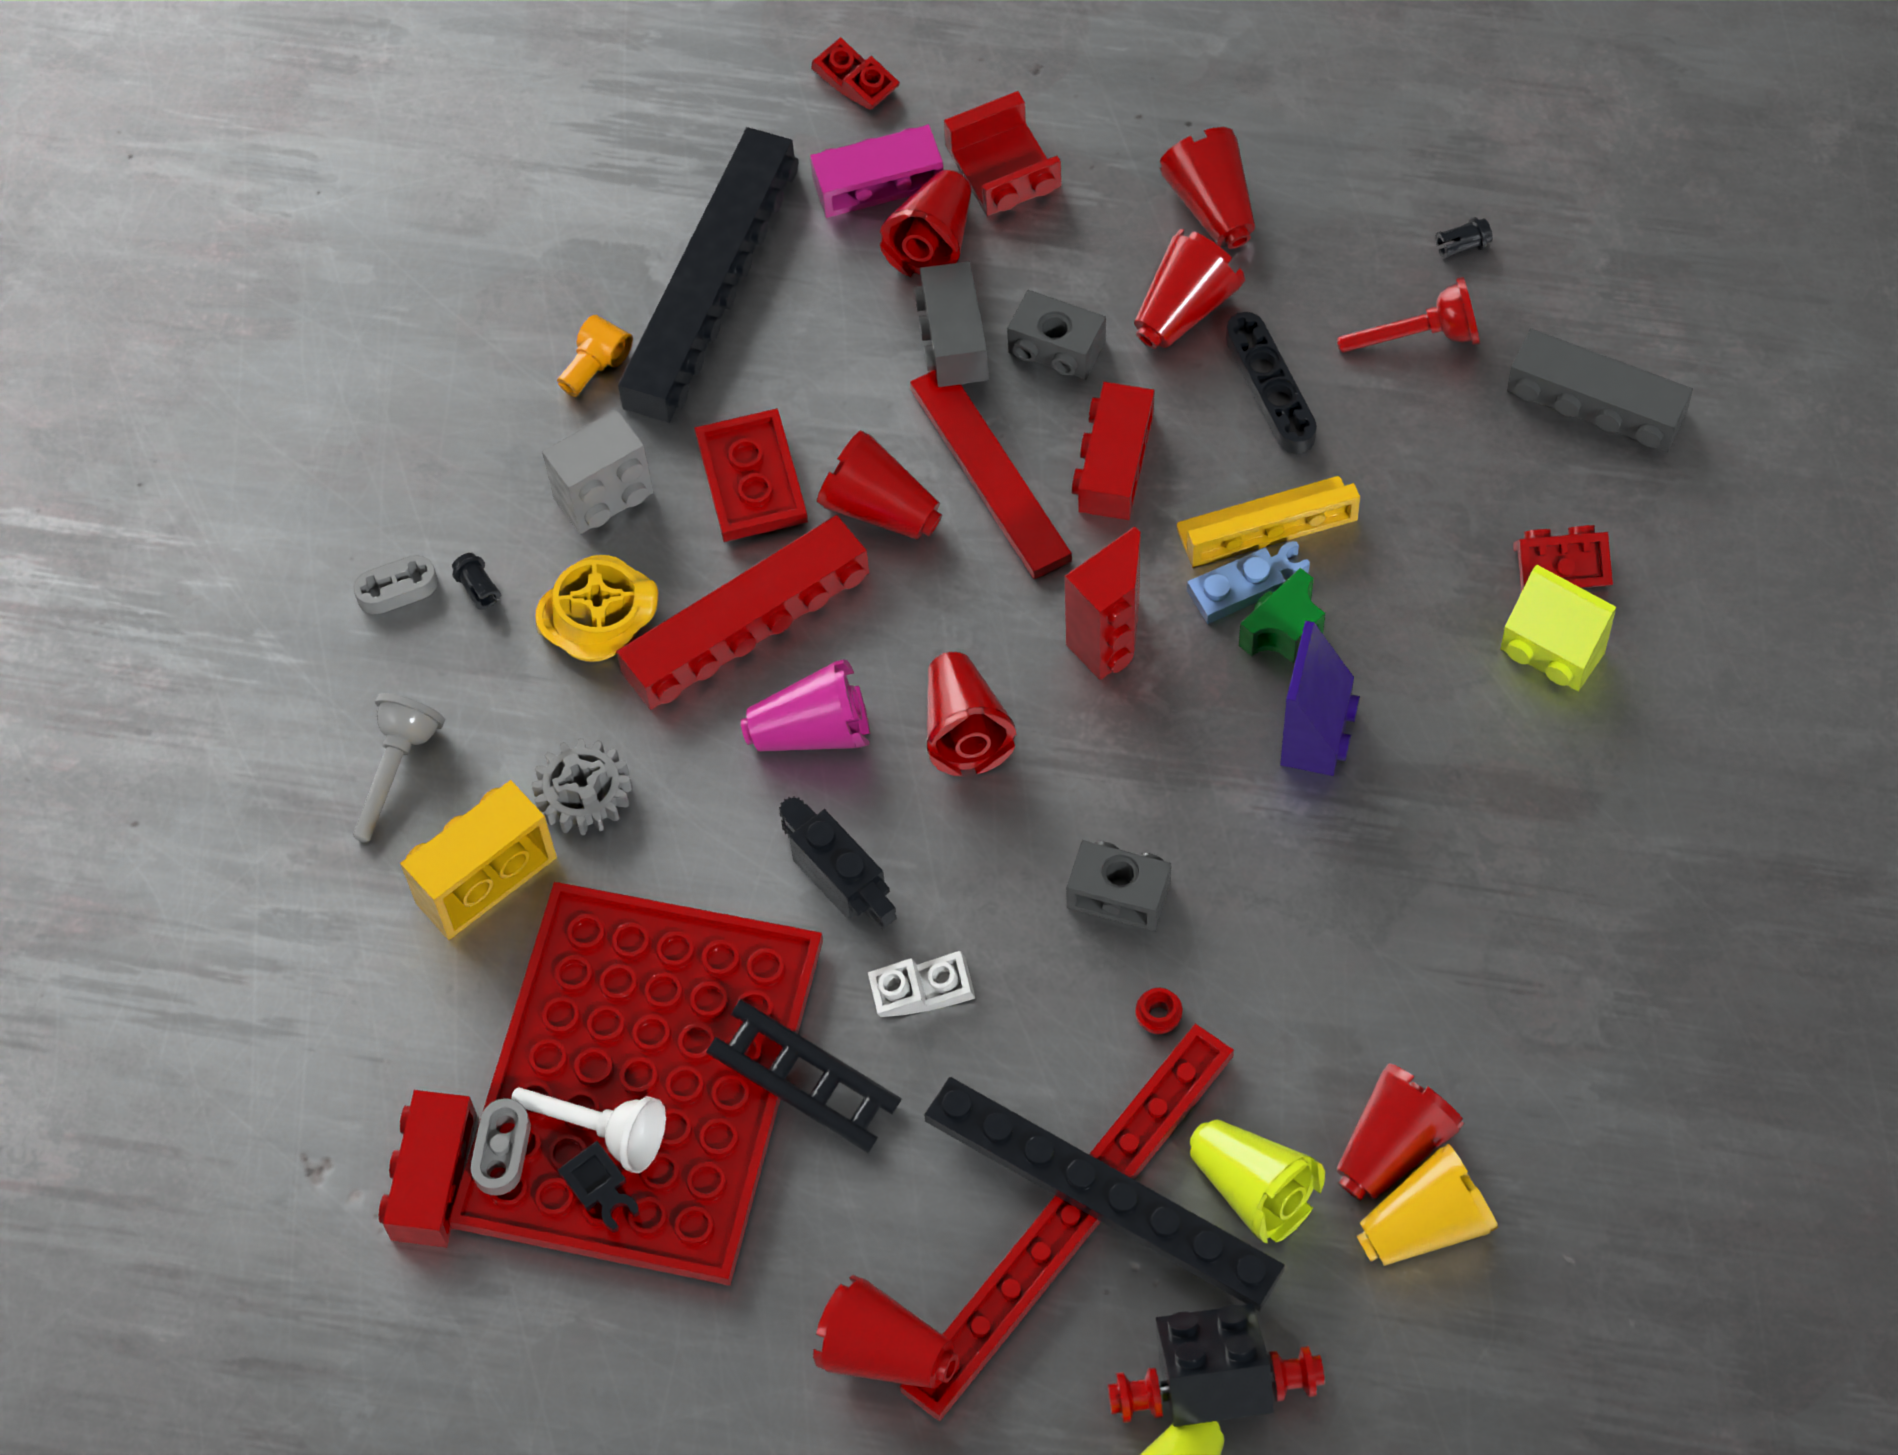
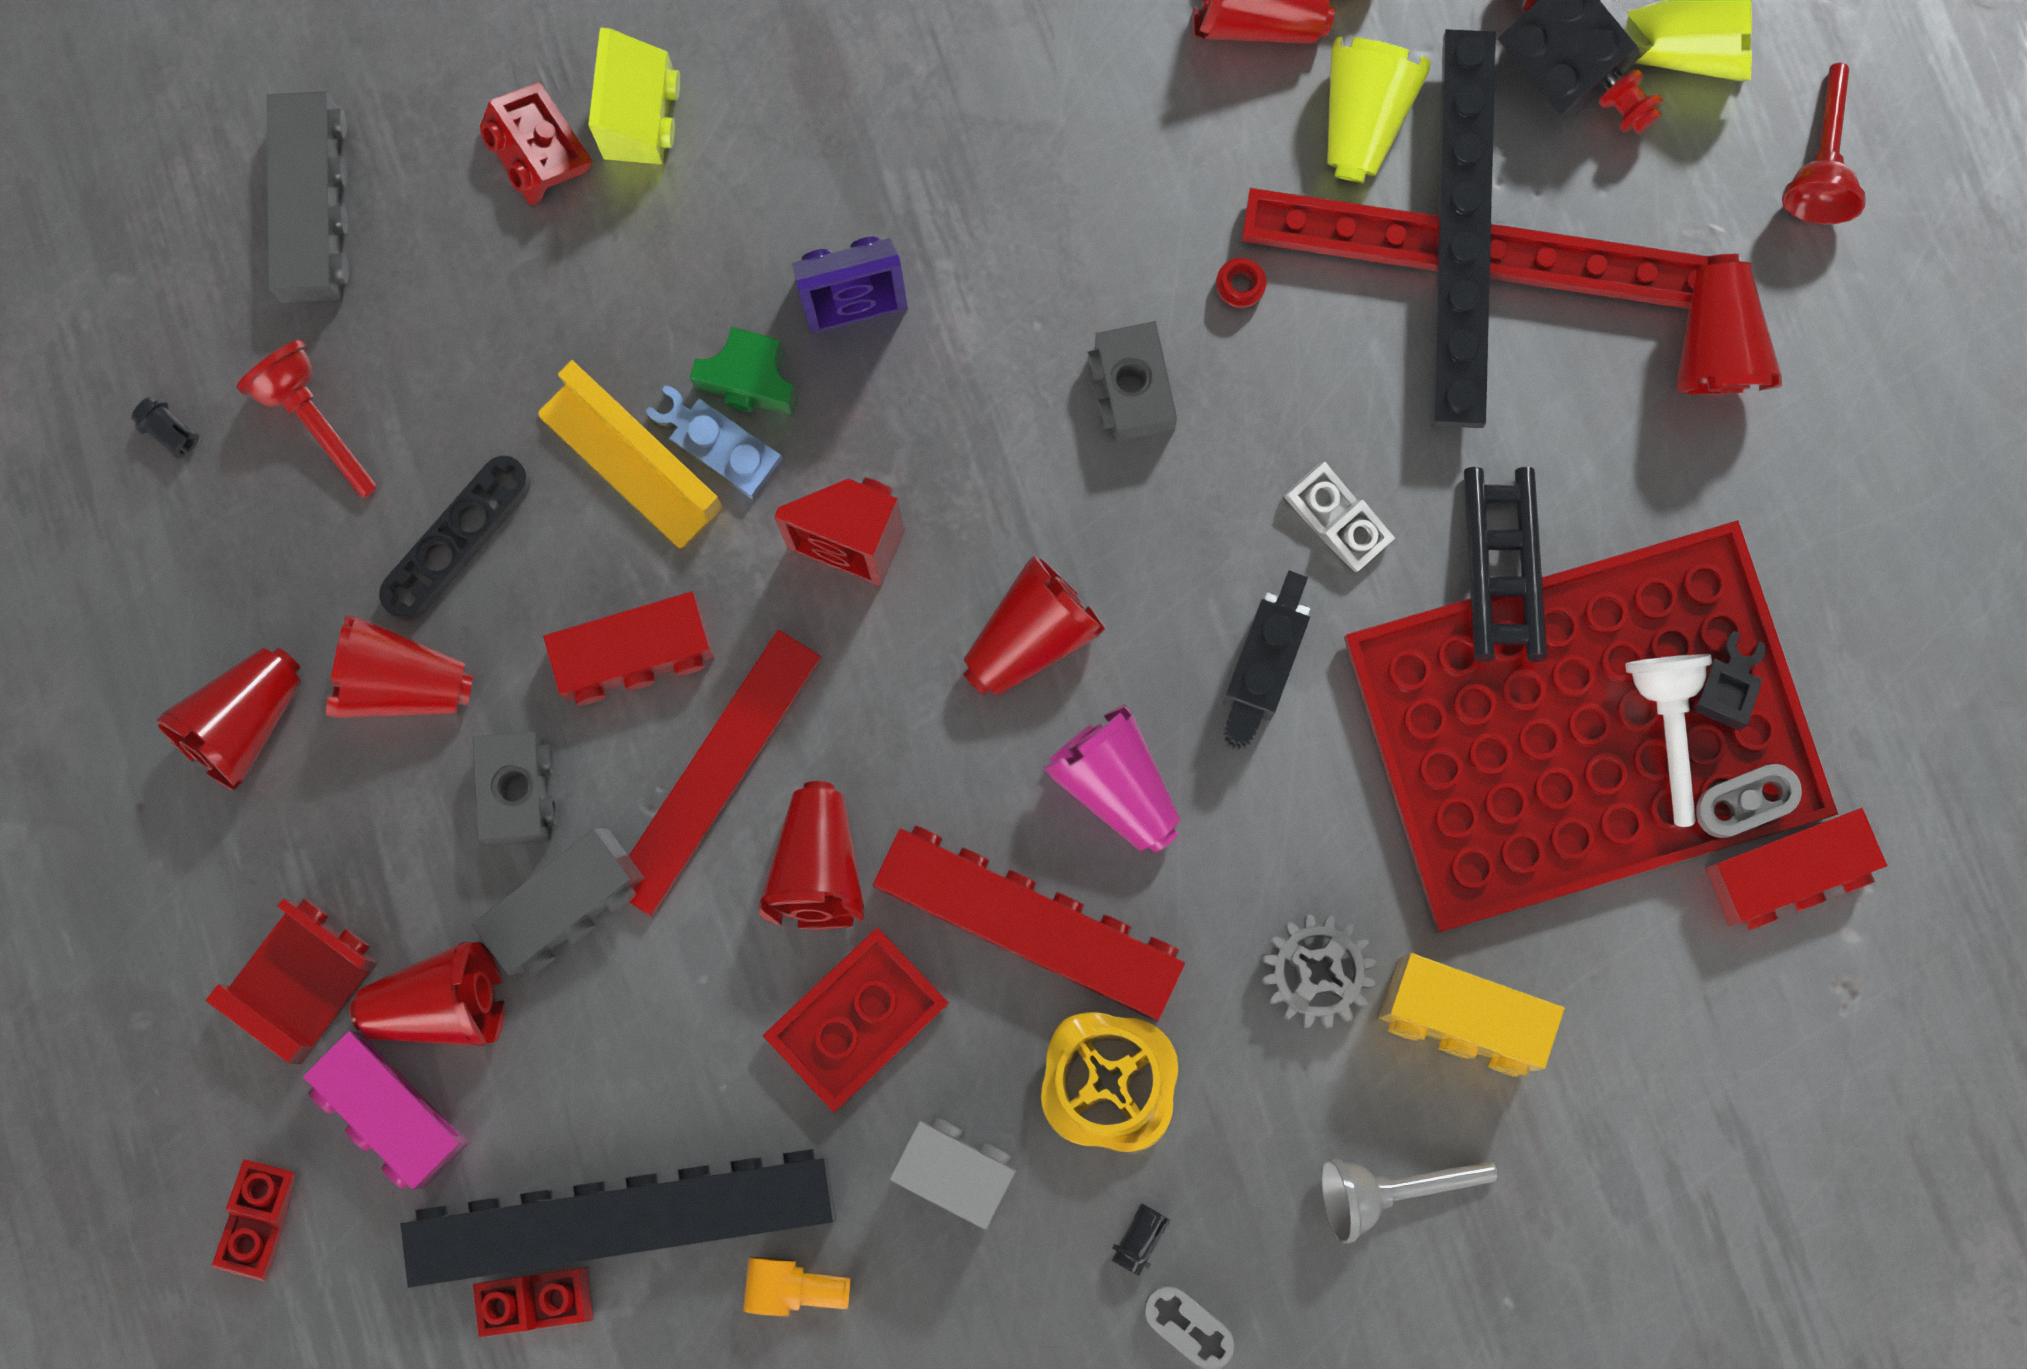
camera: 120 degrees left, 20 degrees up
(689, 202) = (532, 1302): none -> red slope

